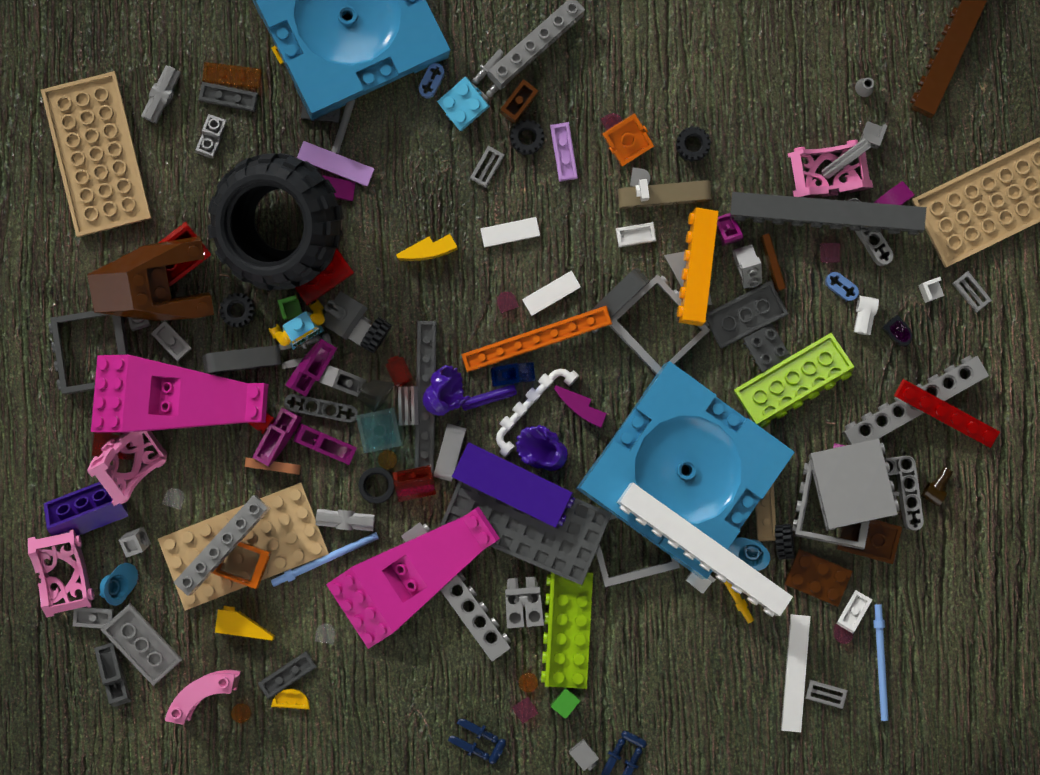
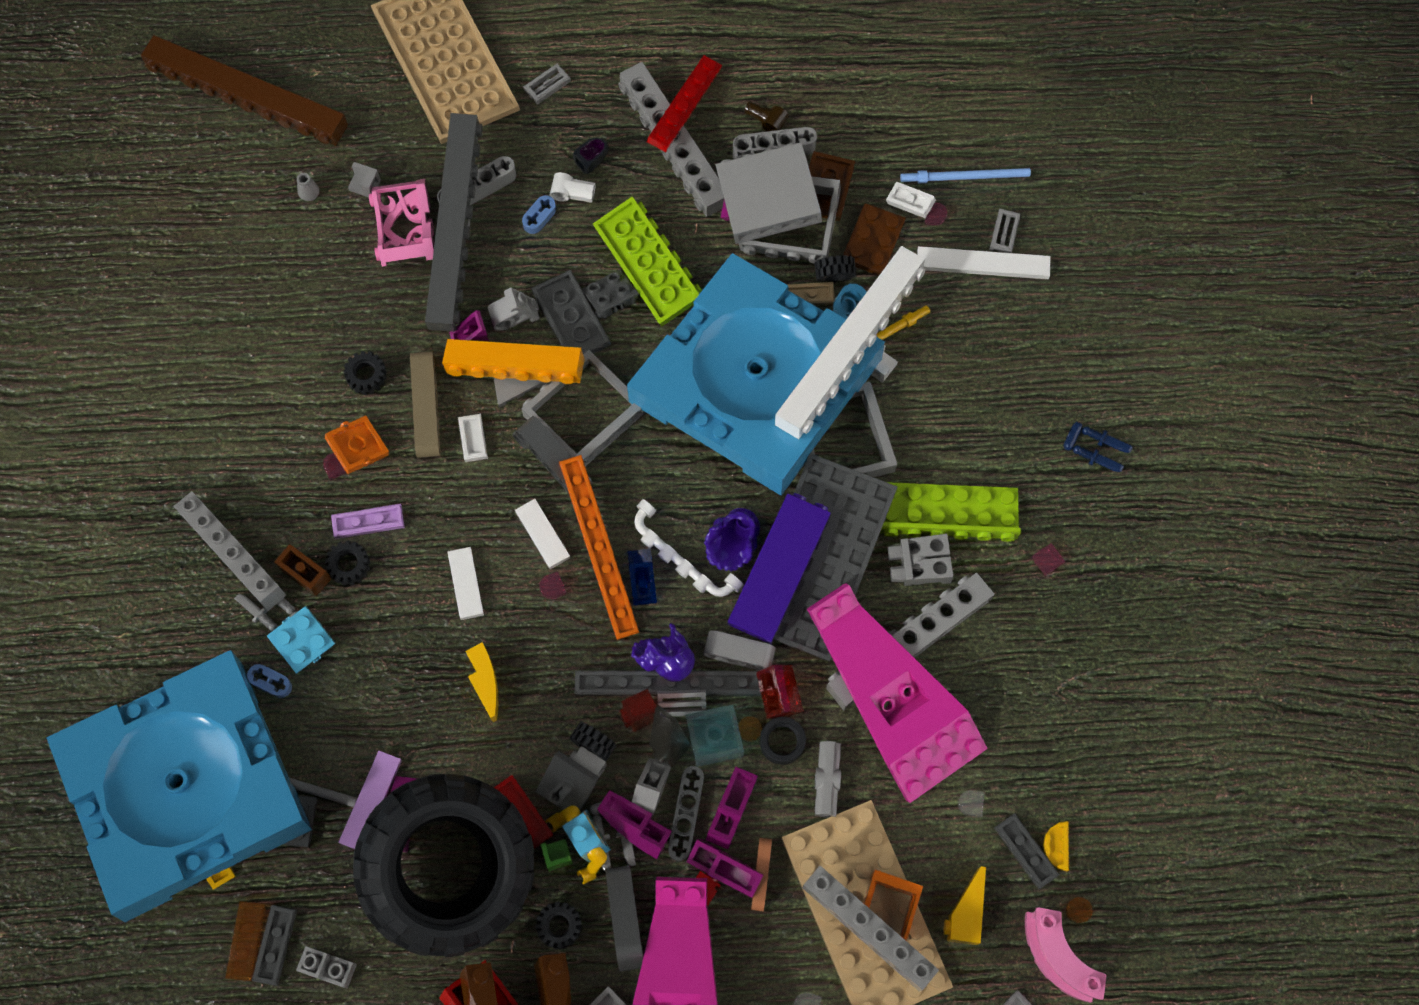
camera: 90 degrees left, 15 degrees down
(291, 575) = (900, 849): light blue bar -> none
(472, 748) = (1079, 611): dark blue piece -> none
(479, 180) = (399, 621): light grey tile -> none
(489, 397) = (669, 602): dark purple axle -> none
(528, 682) = (1014, 556): clear orange tile -> none
(565, 703) = (1036, 511): bright green panel -> none
(580, 406) = (680, 496): magenta slope -> none
(584, 755) = (1096, 489): light grey brick -> none
(638, 174) = (403, 433): light grey tile -> none
(642, 190) = (419, 421): white plate -> none
(772, 262) = (519, 282): reddish brown tile -> none
(829, 252) = (499, 227): clear pink tile -> none
(846, 158) = (390, 203): light grey axle -> none
(897, 195) = (435, 154): magenta slope -> none
(931, 290) = (544, 123): white panel -> none

